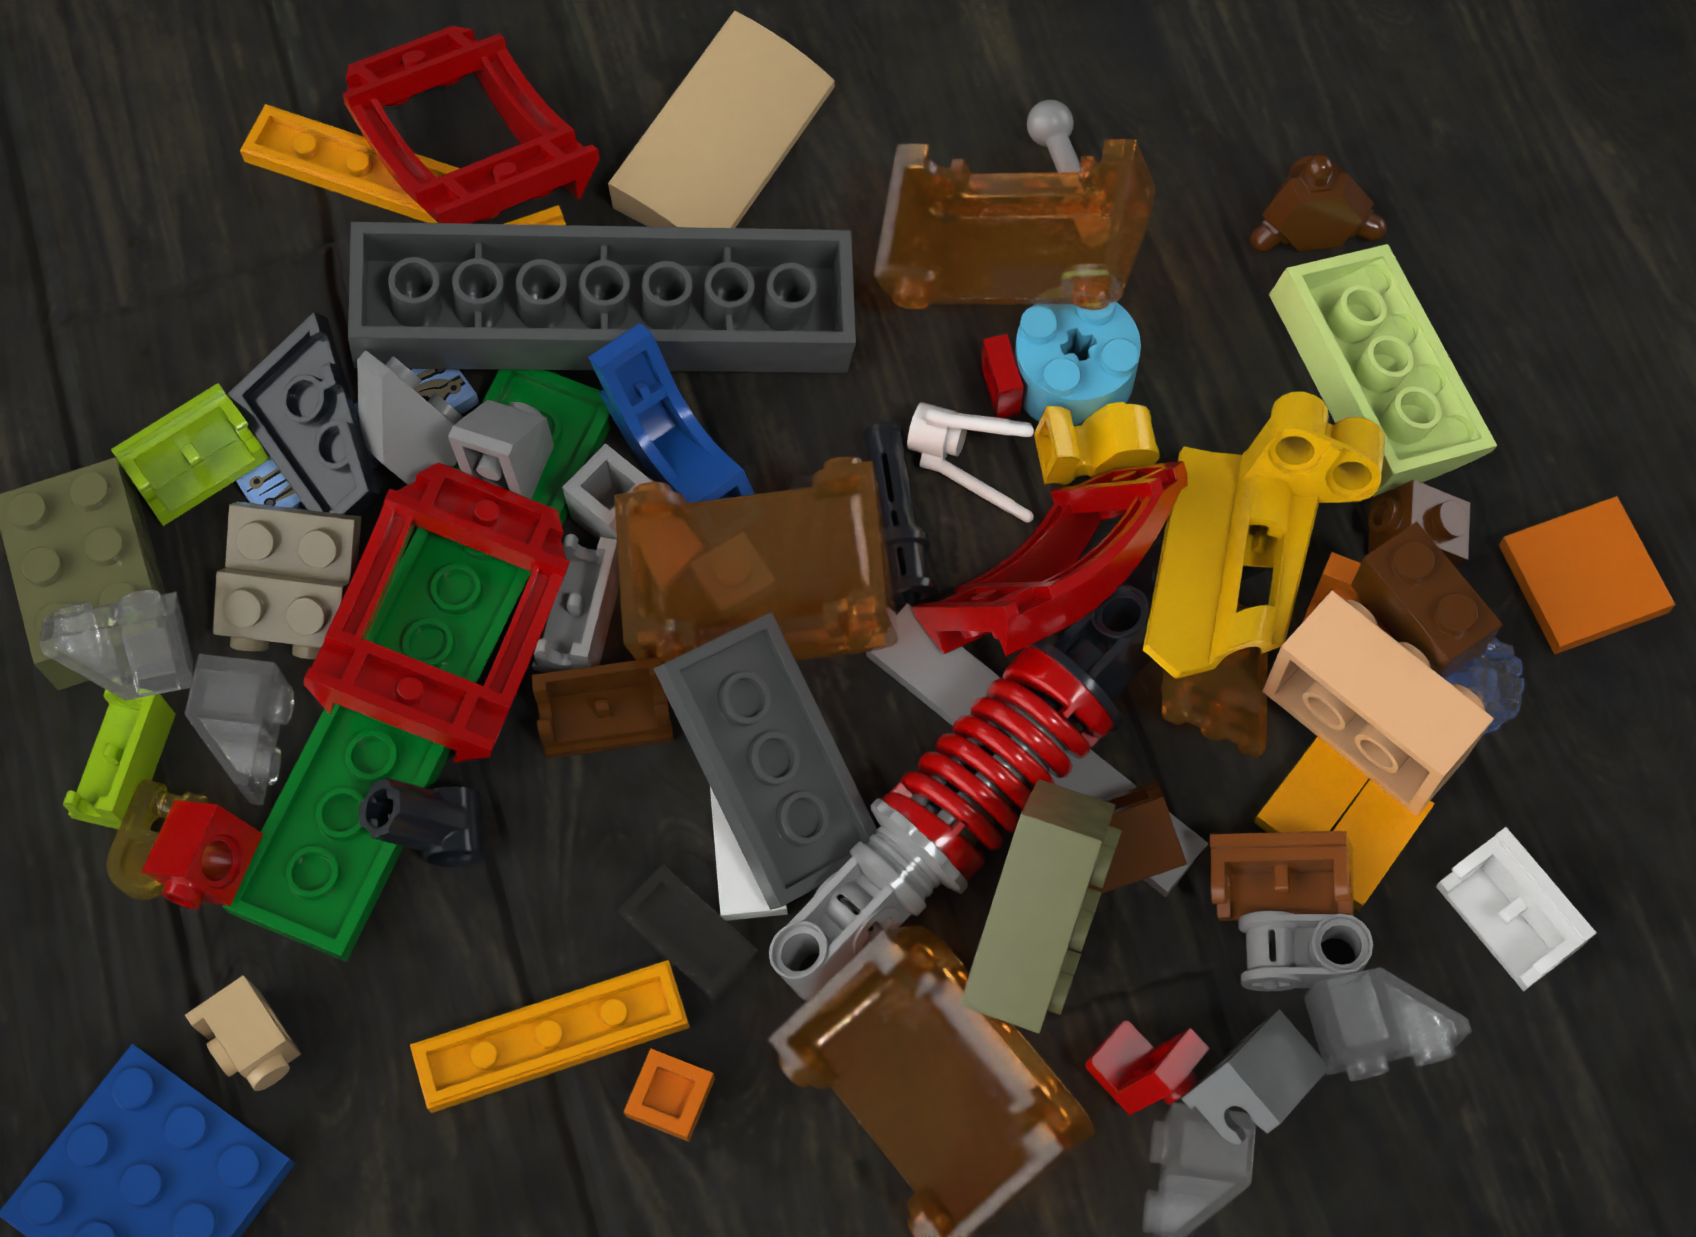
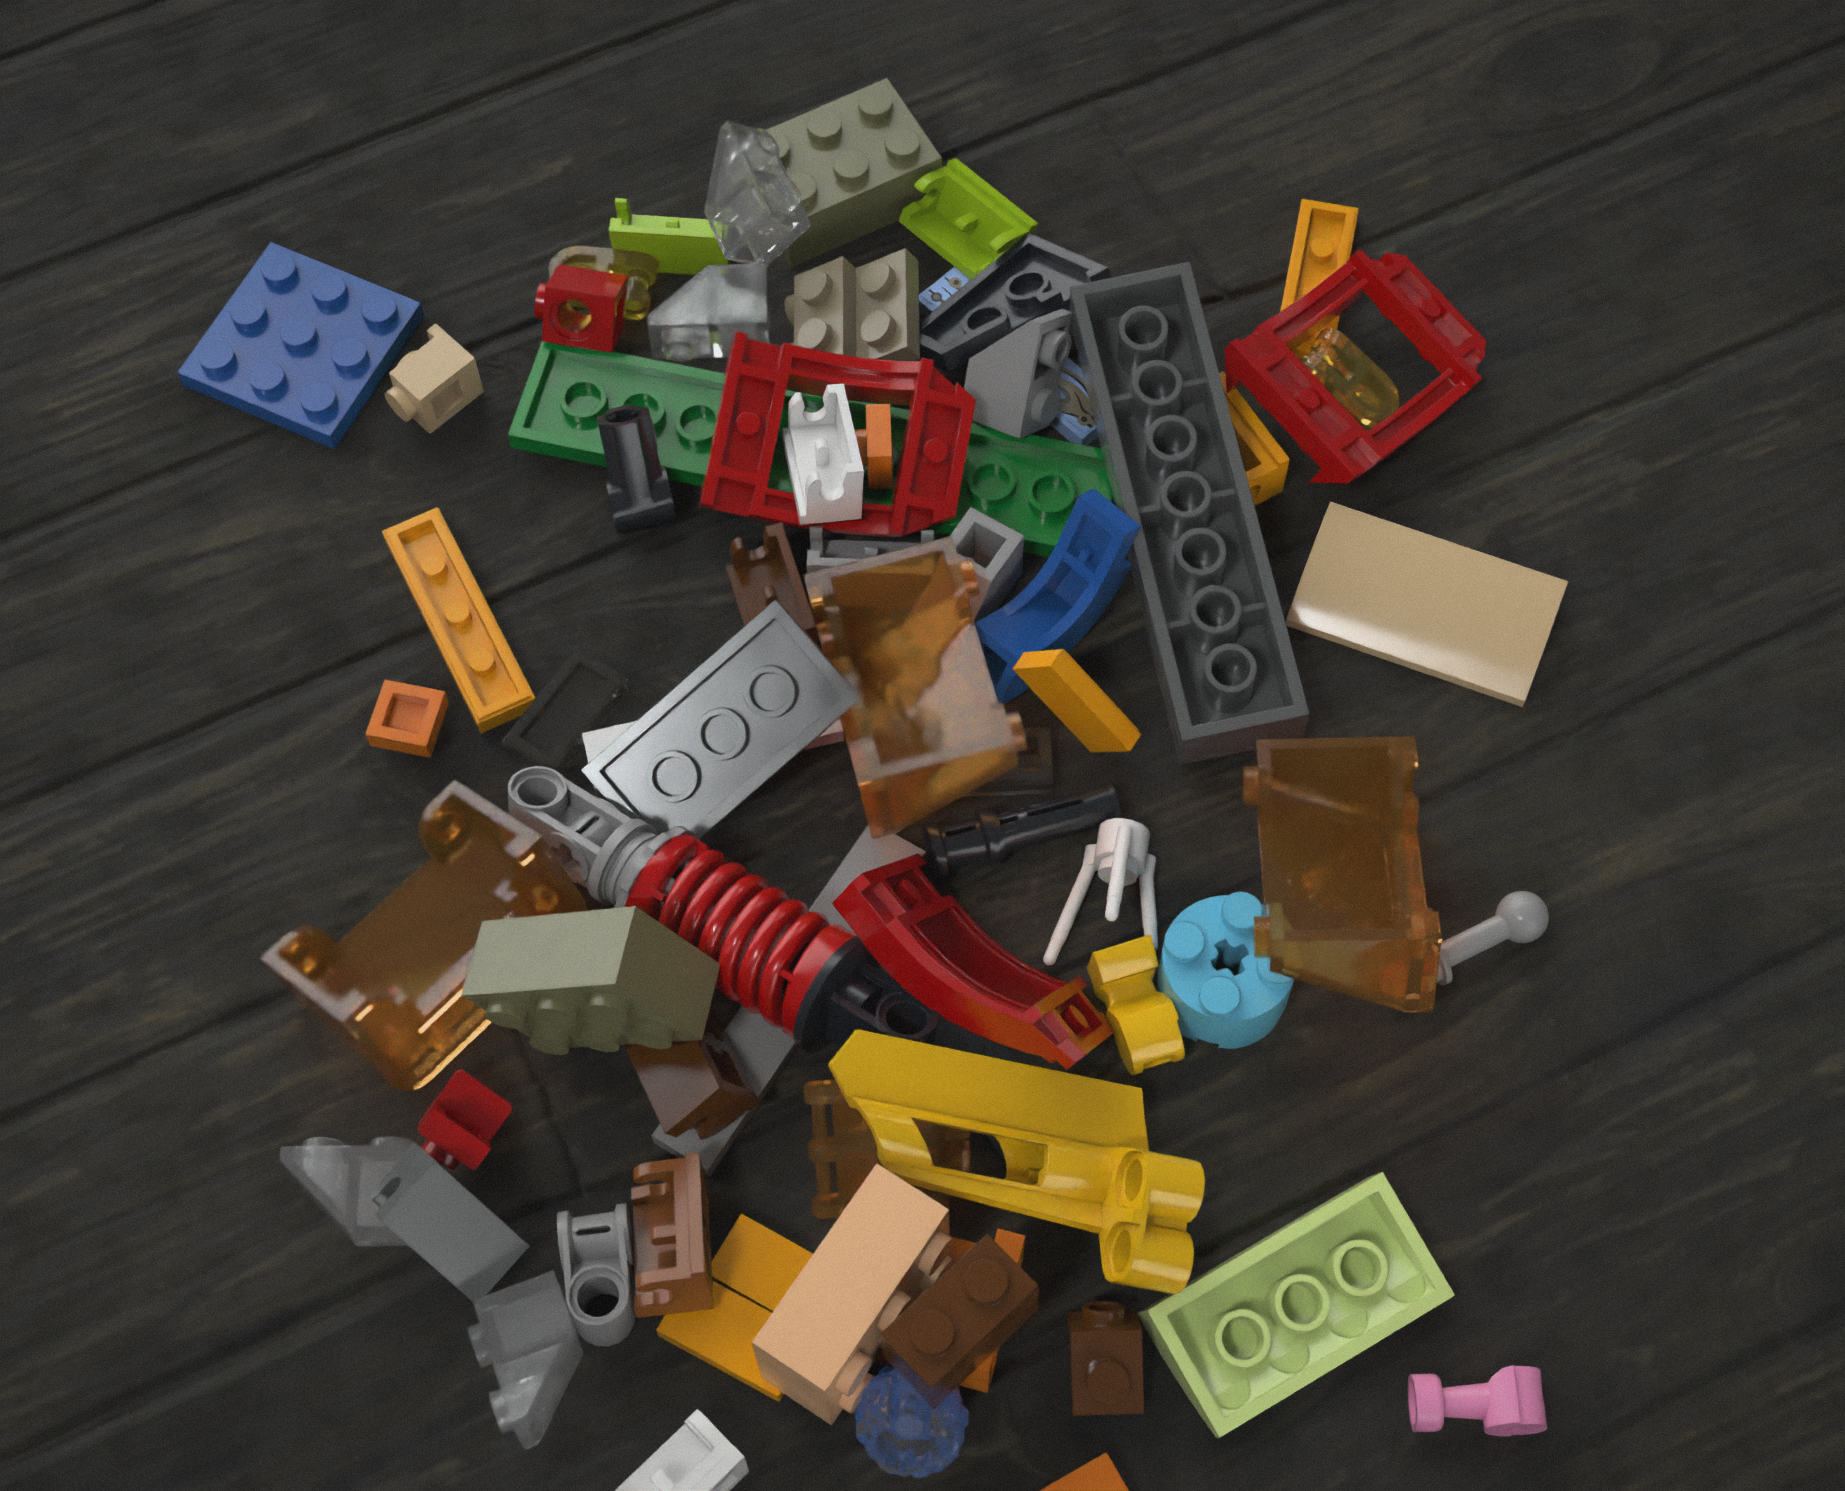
camera: 80 degrees right, 5 degrees down
(461, 570) = (876, 446): none -> orange plate
(468, 140) = (1364, 388): none -> clear yellow plate
(468, 618) = (824, 459): none -> white hinge
(503, 445) = (1003, 450): light grey slope -> none
(787, 432) = (1077, 701): none -> light orange tile
(1002, 376) = (1182, 896): red tile -> none
(1317, 209) = (1479, 1209): reddish brown rock -> none
(1482, 225) = (1506, 1404): none -> bright pink leg

